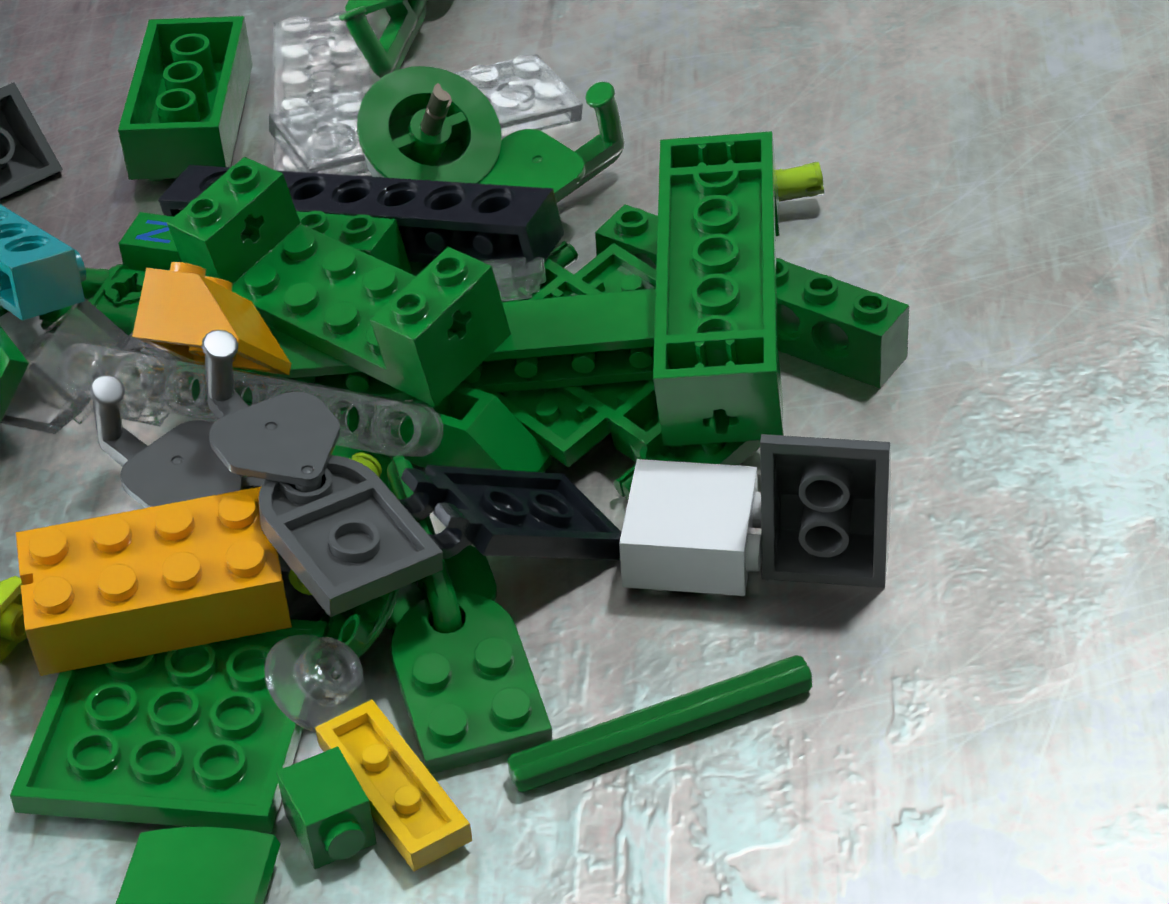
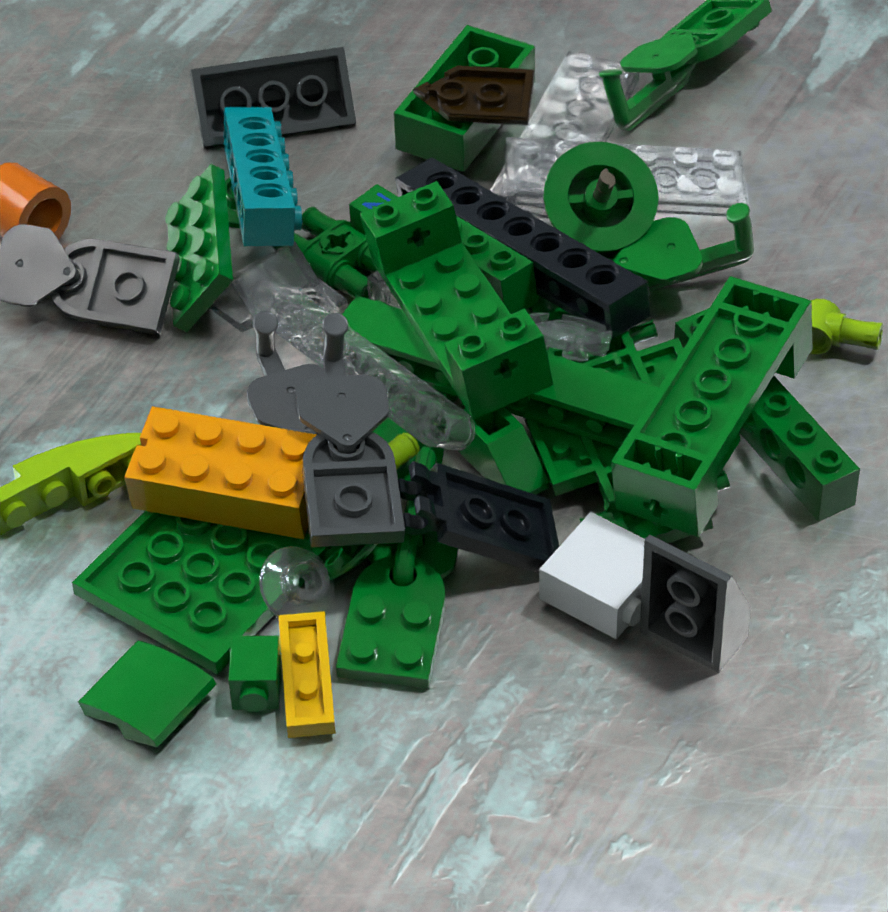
camera: 25 degrees right, 5 degrees up
(185, 305) = (337, 286): light orange slope -> none
(216, 78) = (481, 95): none -> dark brown tile
(659, 723) = (503, 705): green axle -> none

